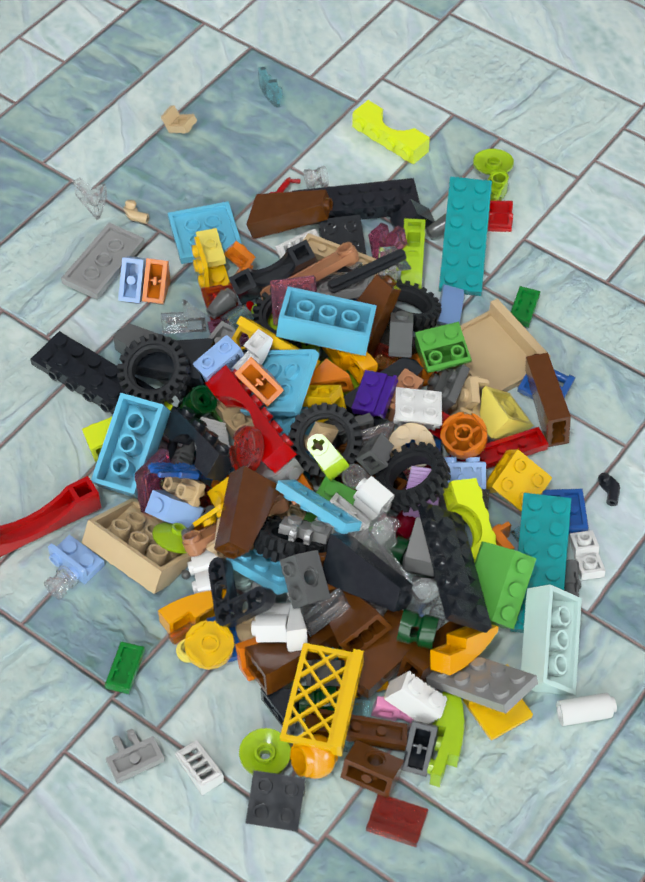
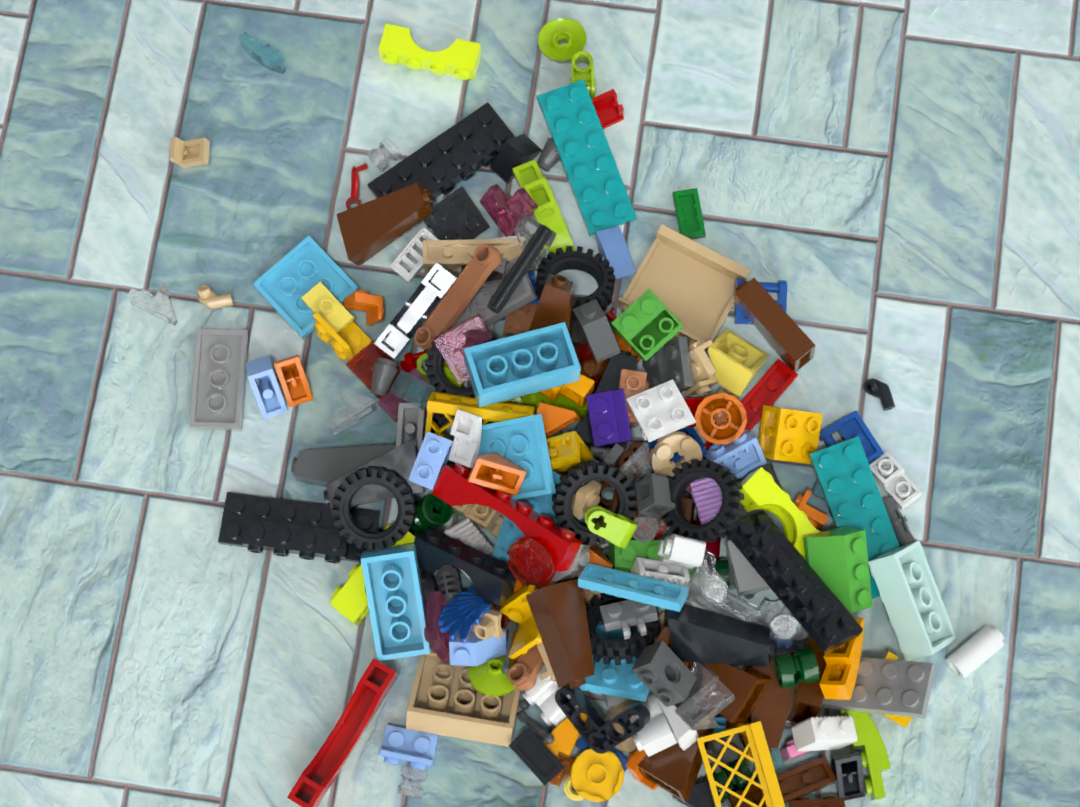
camera: 25 degrees left, 20 degrees up
(168, 604) = (536, 756): none -> black tile
(186, 596) = (548, 738): none -> dark grey hinge
(319, 619) = (703, 706): none -> clear slope

